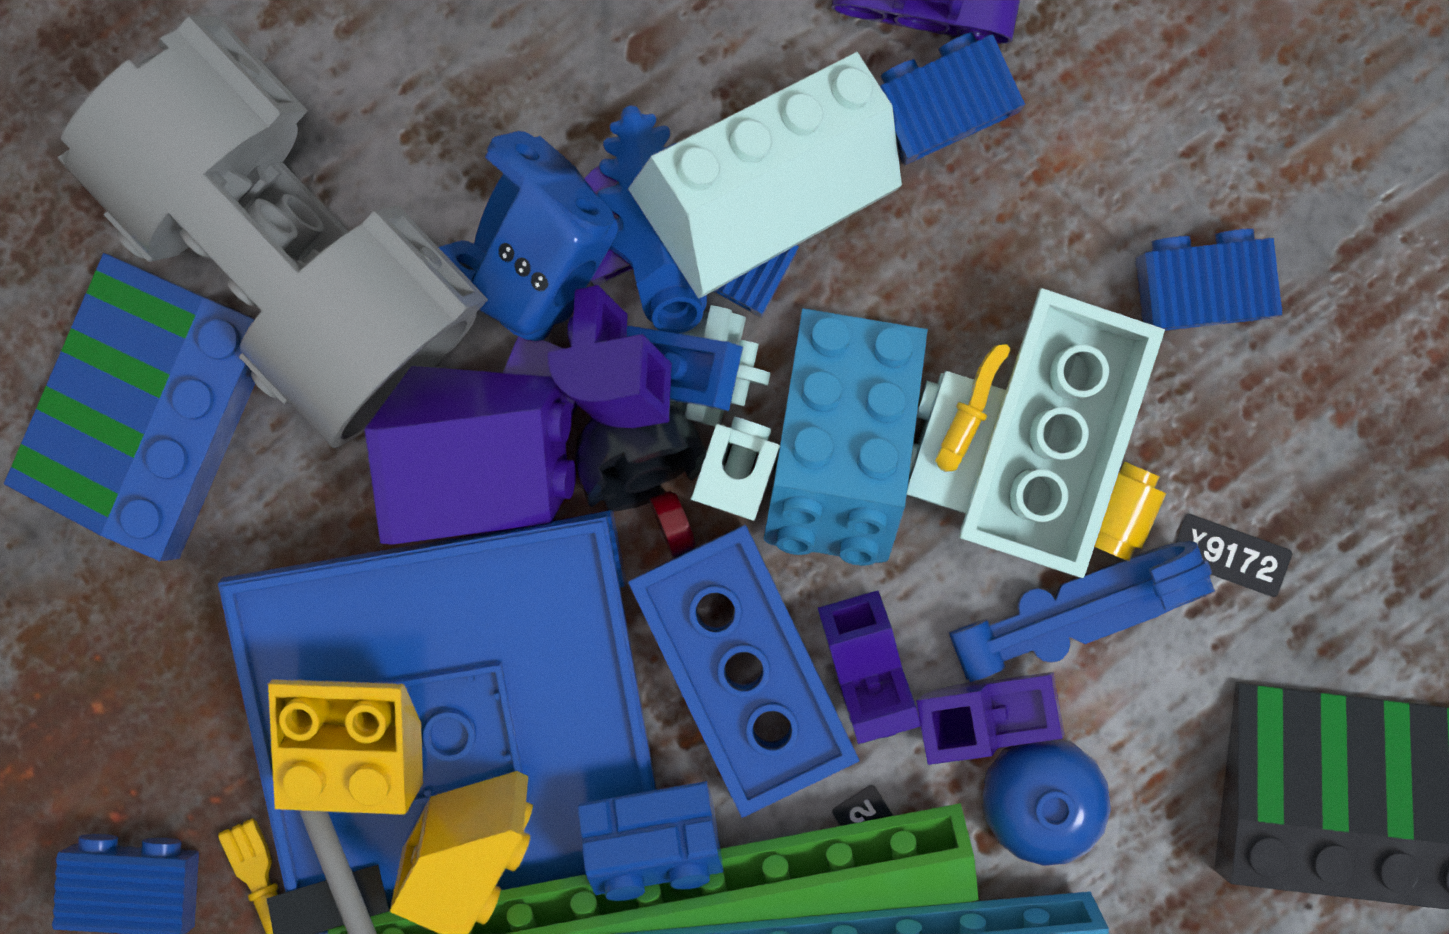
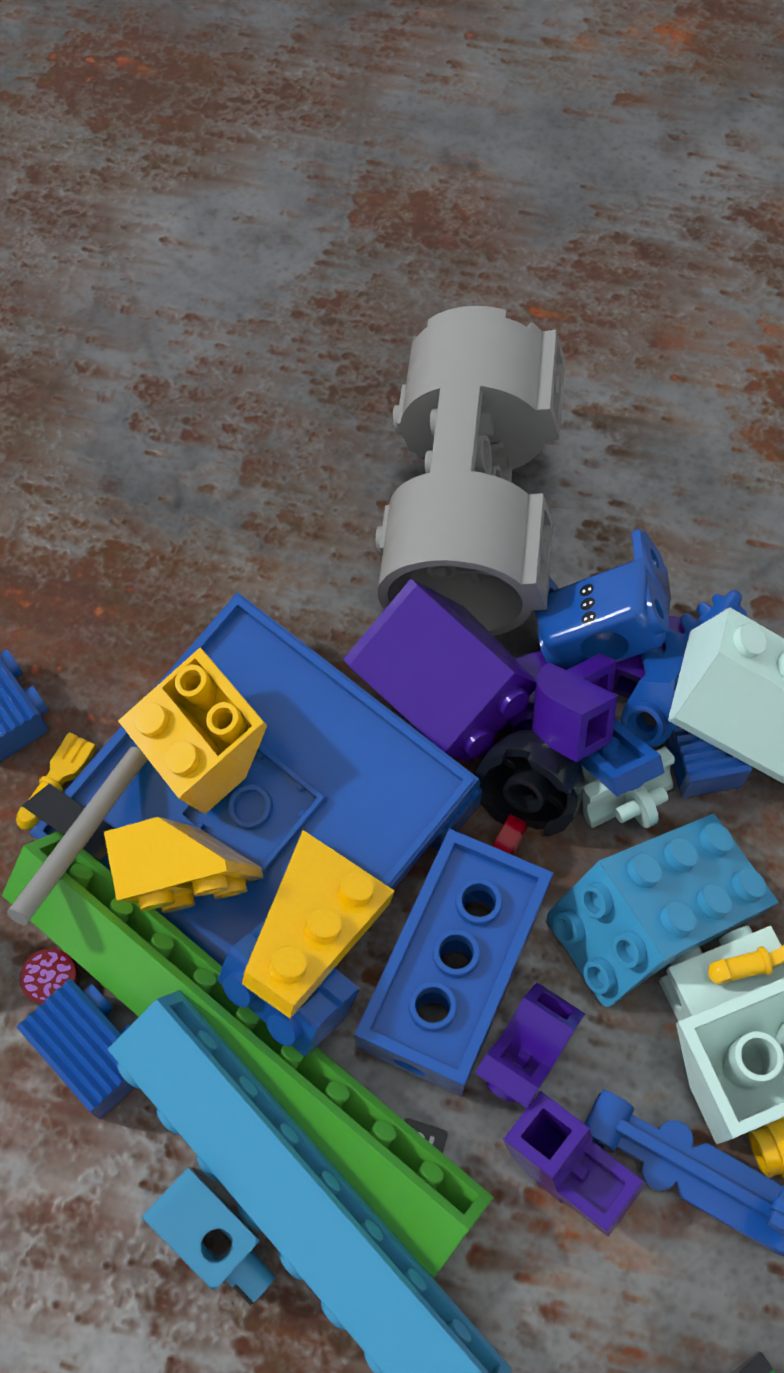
camera: 55 degrees right, 25 degrees down
(137, 410) = (300, 503): blue slope -> none
(618, 778) = (312, 924): none -> yellow wing
(732, 485) = (578, 837): light aqua brick -> none
(1046, 801) = (547, 1273): blue cylinder -> none

